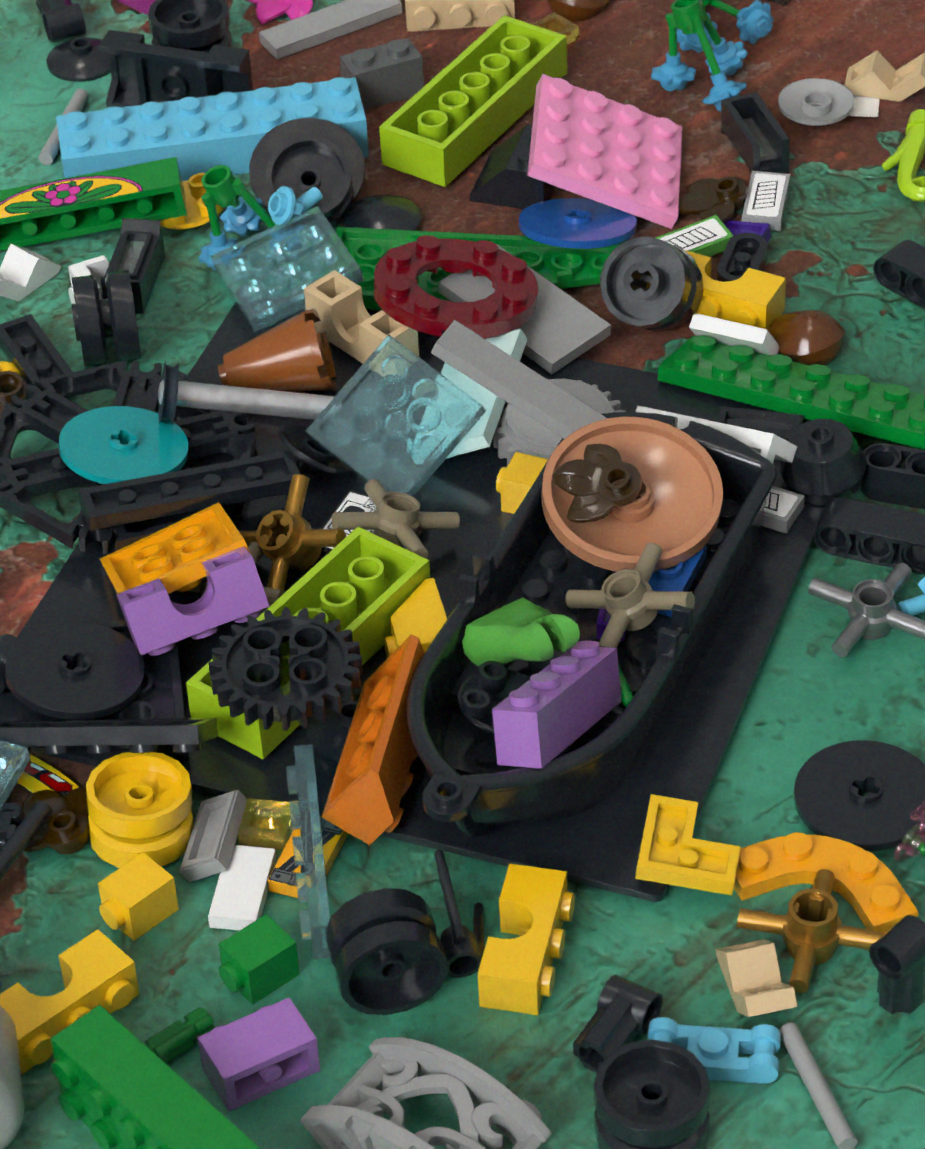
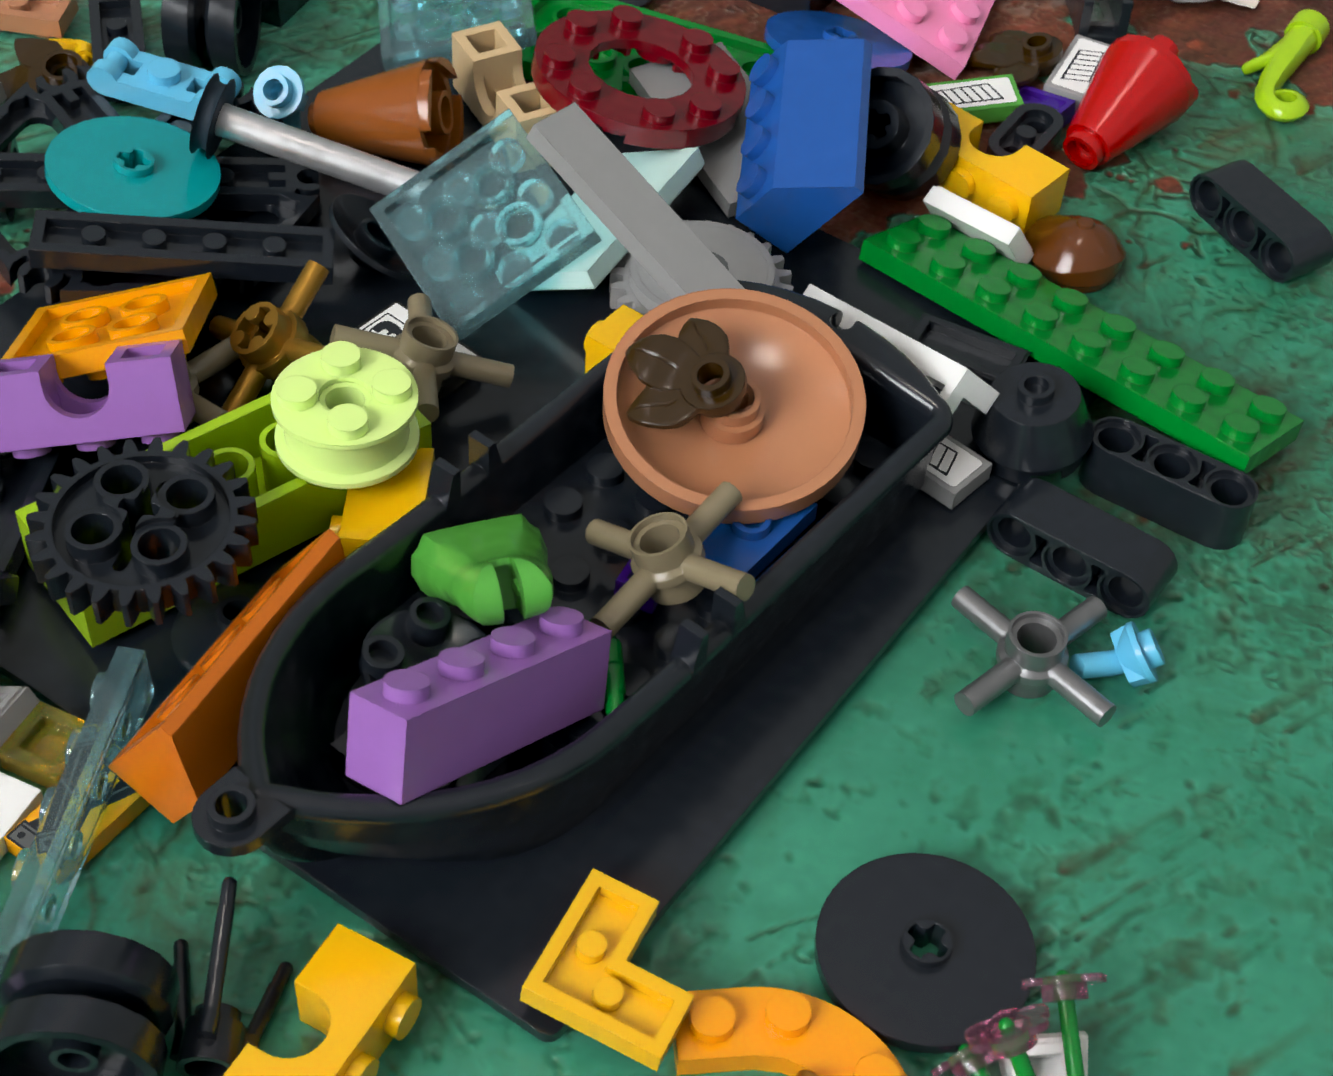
camera: 10 degrees right, 5 degrees up
(107, 377) = (152, 79): none -> medium azure plate
(196, 363) = (280, 95): none -> medium azure plate
(378, 567) = (345, 416): none -> yellowish green wheel
(595, 301) = (804, 137): none -> blue slope
(809, 213) = (1129, 98): none -> red cone

